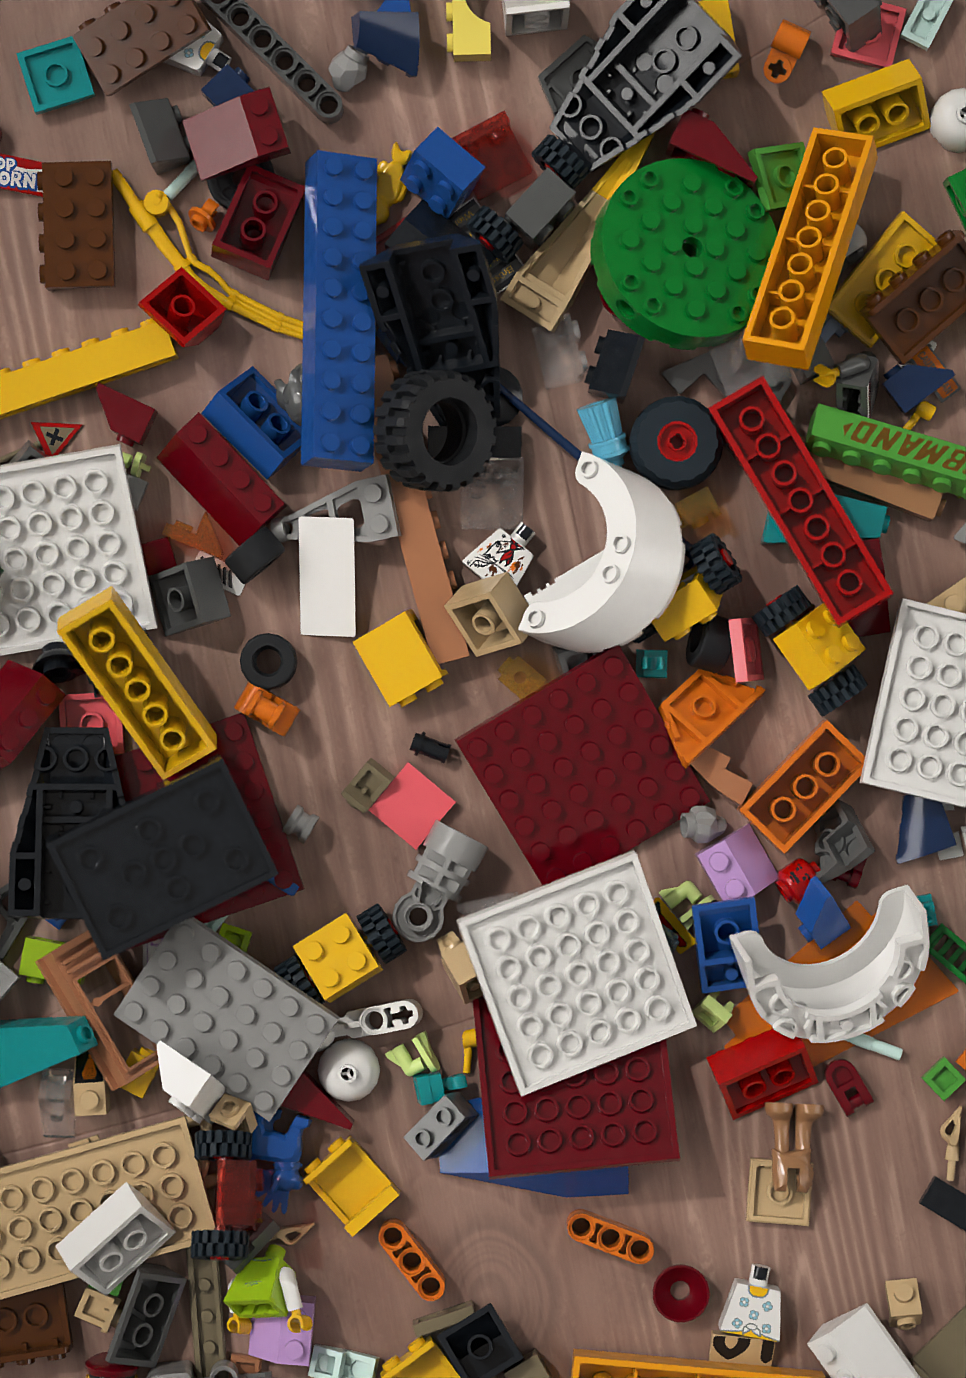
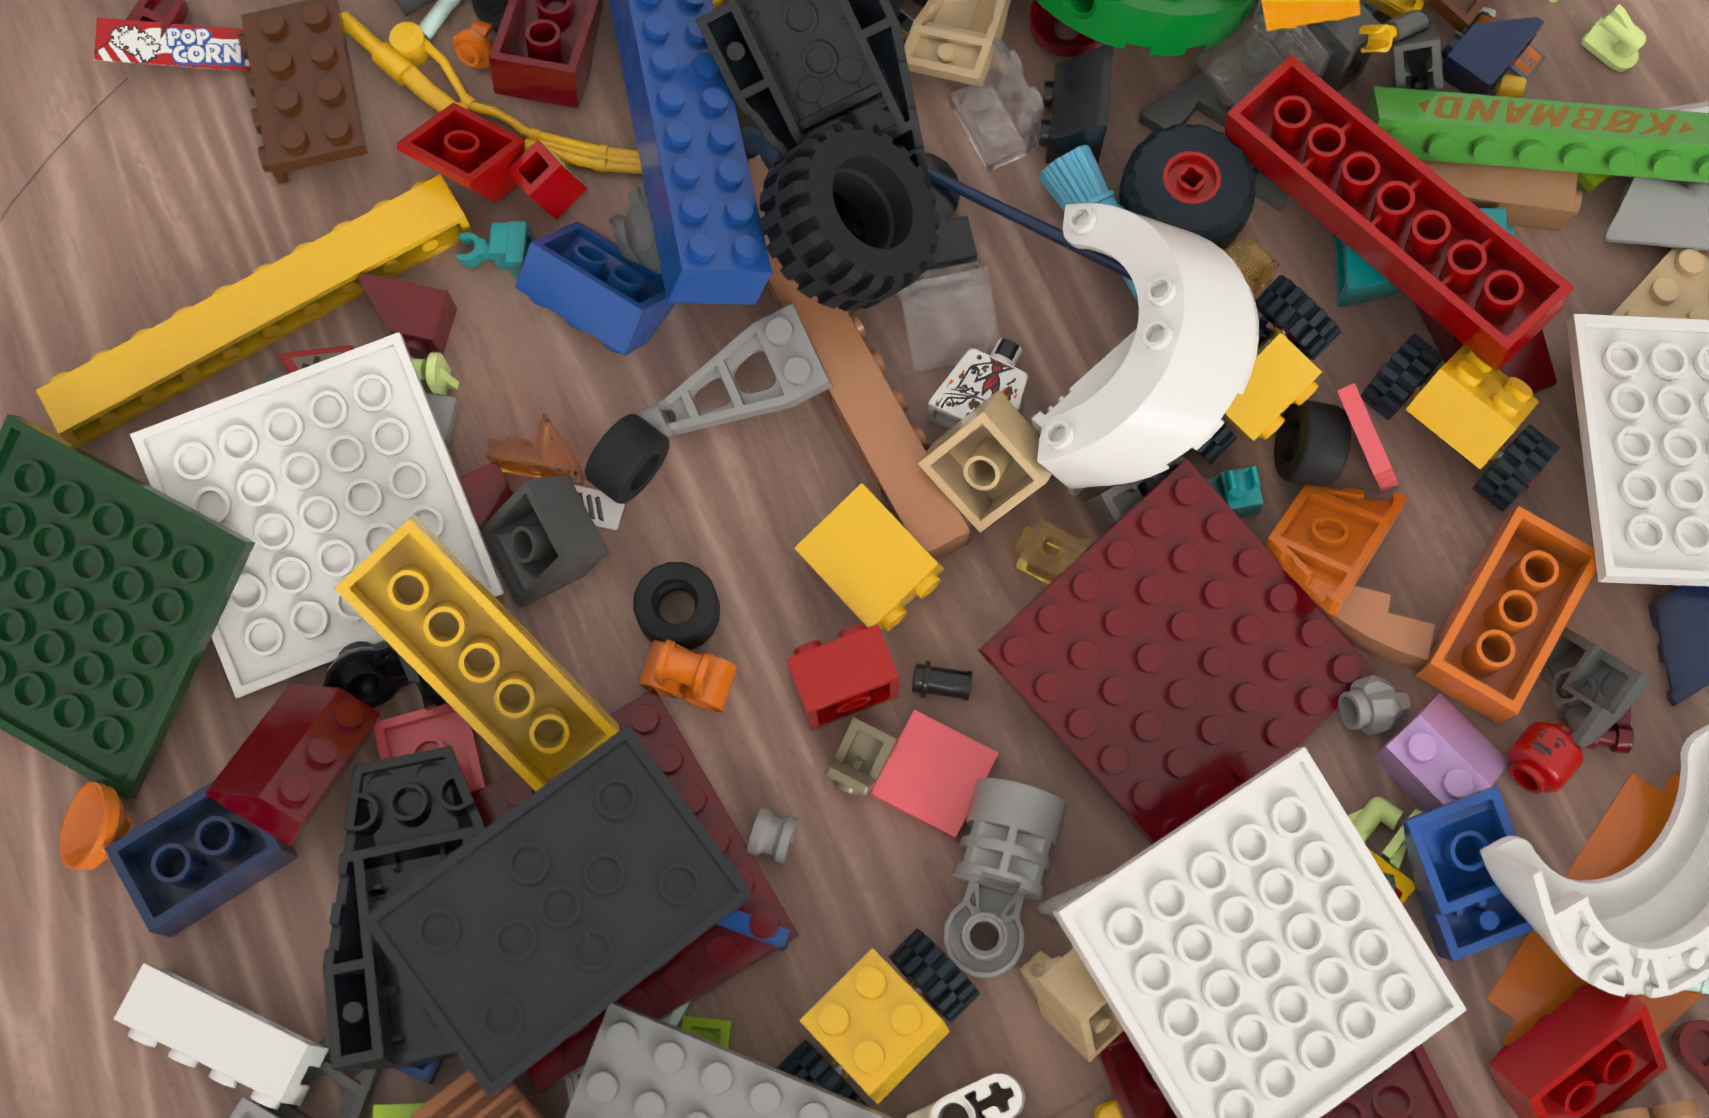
camera: 10 degrees left, 15 degrees down
(201, 378) = (506, 246): none -> teal piece
(220, 480) = (557, 367): dark red slope -> none
(236, 338) = (546, 179): none -> red brick
(327, 576) = (738, 469): white sticker -> none
(365, 734) = (843, 675): none -> red brick
(712, 1013) = (1478, 990): yellowish green tile -> none
(820, 915) = (1596, 796): blue slope -> none

